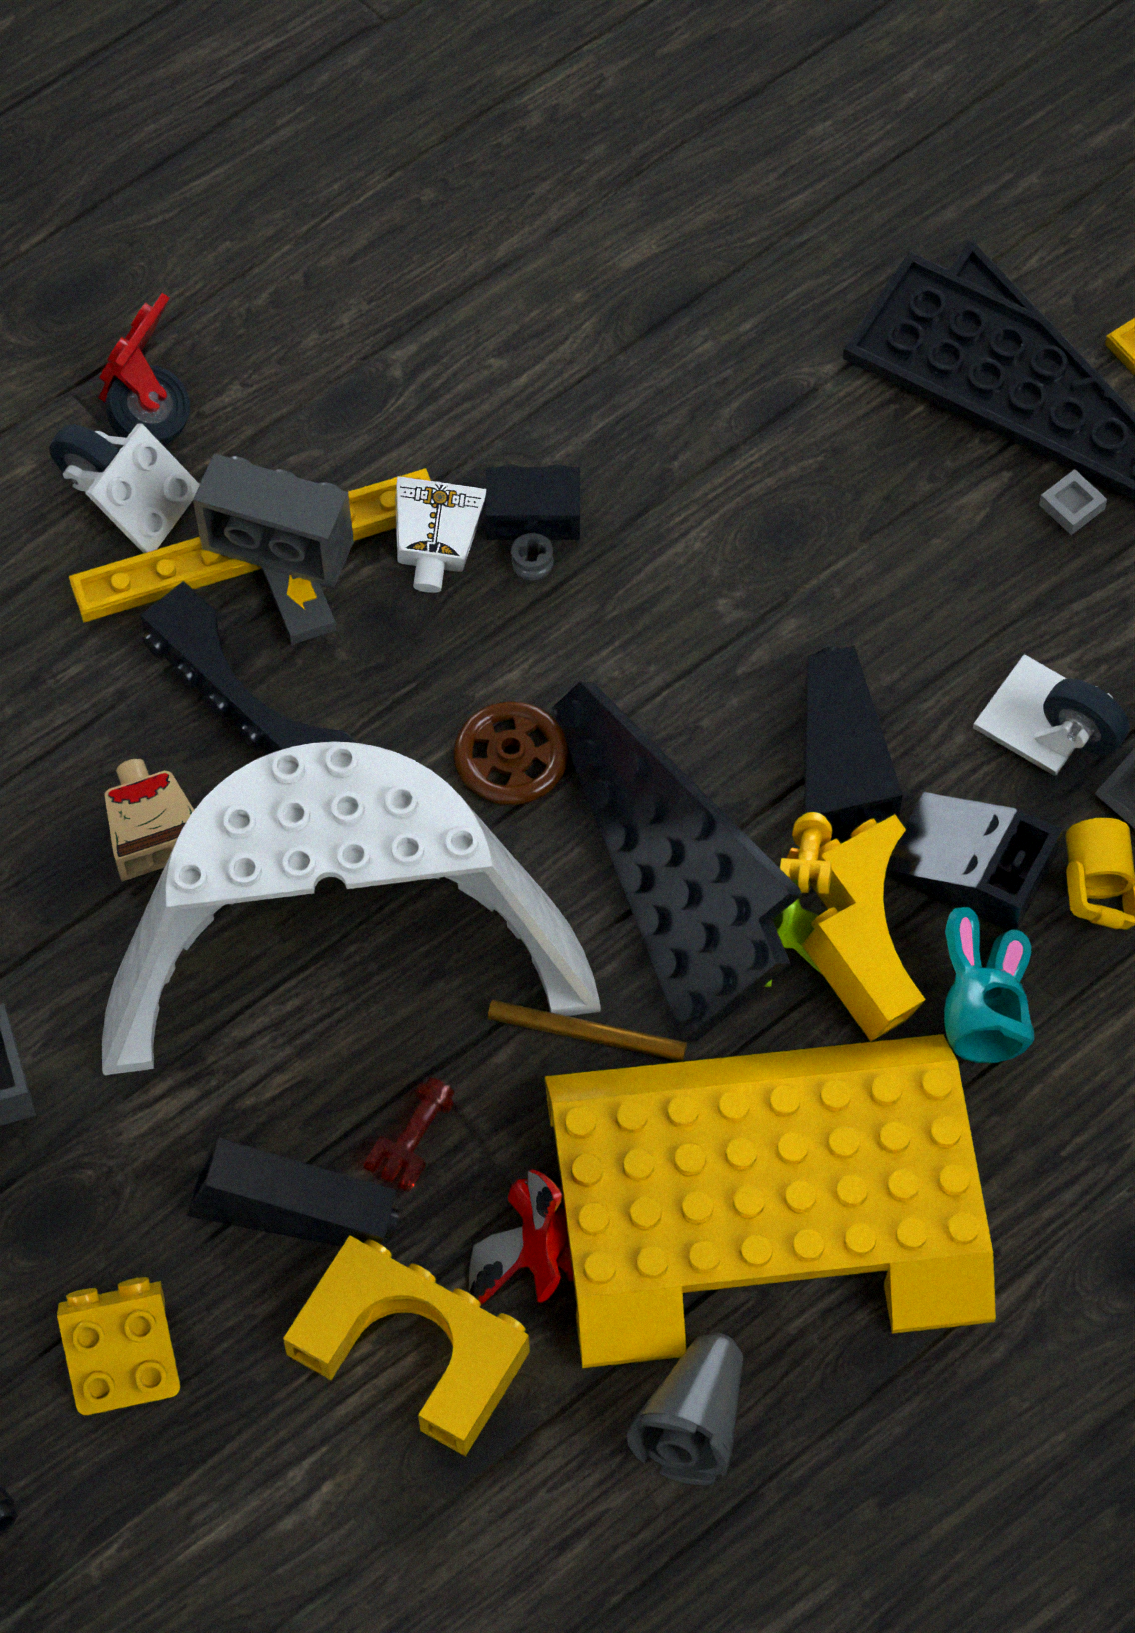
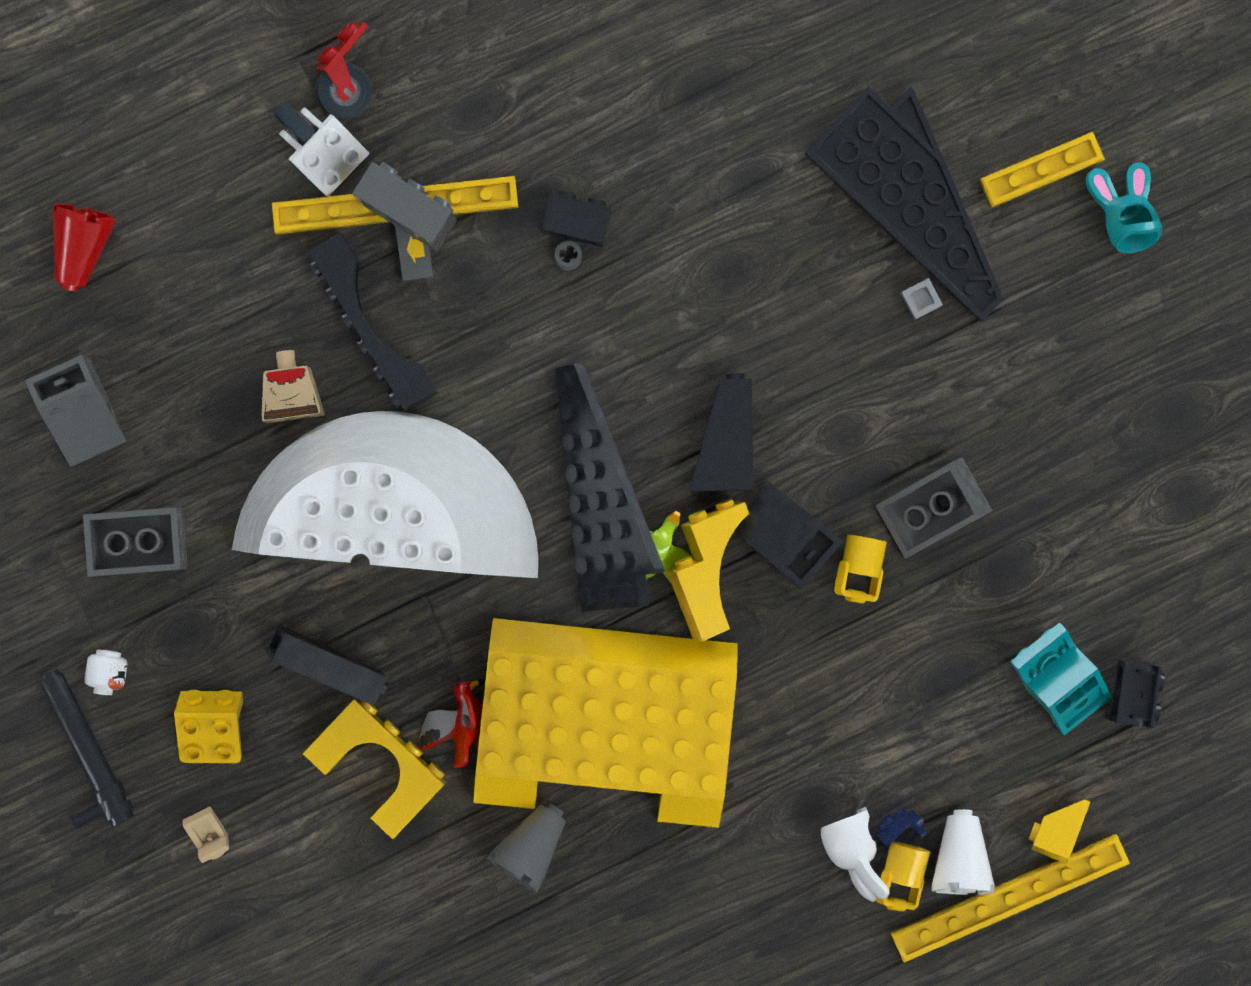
camera: 10 degrees right, 25 degrees up
(146, 1513) = (207, 834): none -> tan bracket
(434, 1097) = (424, 616): clear red hinge -> none
(435, 527) = (509, 227): white torso -> none
(520, 787) = (498, 401): reddish brown plate -> none
(587, 1030) = (537, 597): pearl gold bar -> none
(810, 834) = (691, 502): yellow hinge -> none
(986, 1006) = (766, 639): teal piece -> none
(1050, 716) = (861, 450): white plate -> none

